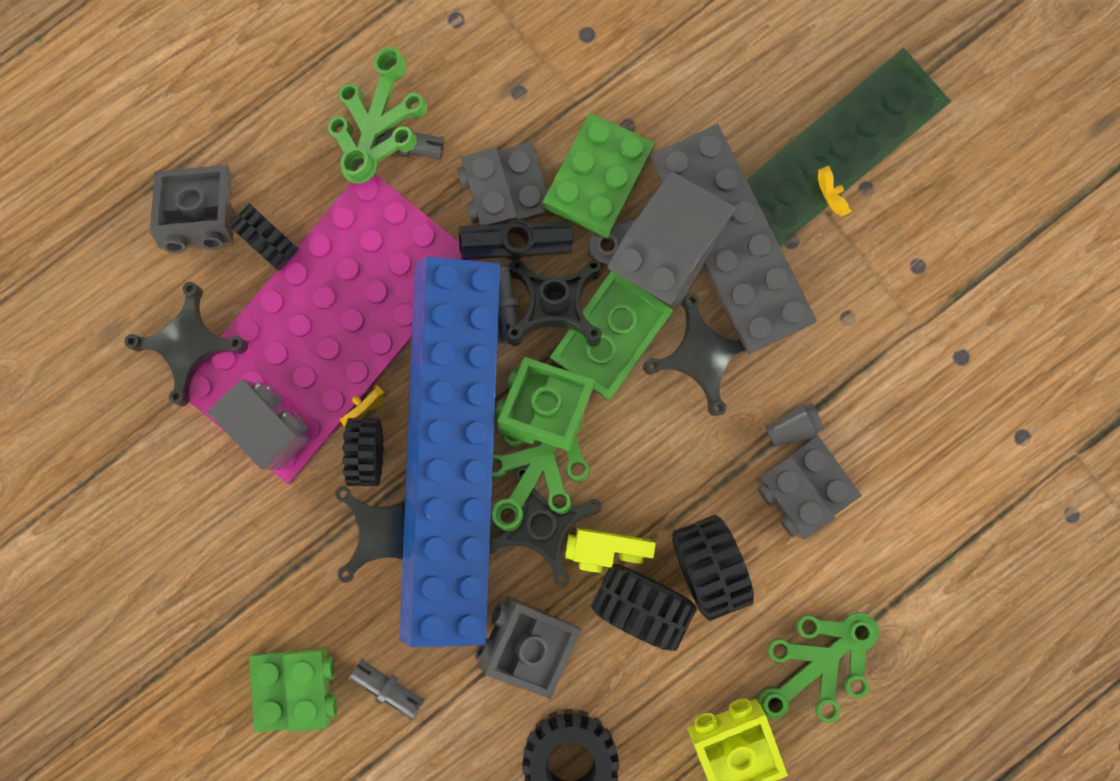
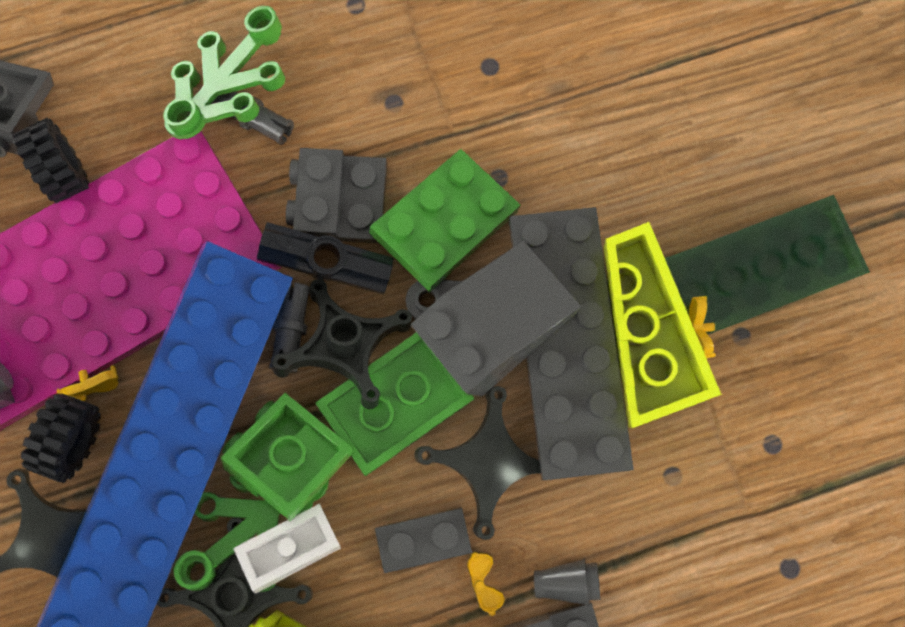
camera: 20 degrees right, 5 degrees down
(573, 472) = (286, 548): none -> white plate
(671, 434) = (423, 540): none -> dark grey plate
(736, 460) = (487, 597): none -> yellow piece
(798, 209) = (655, 340): none -> neon yellow wedge

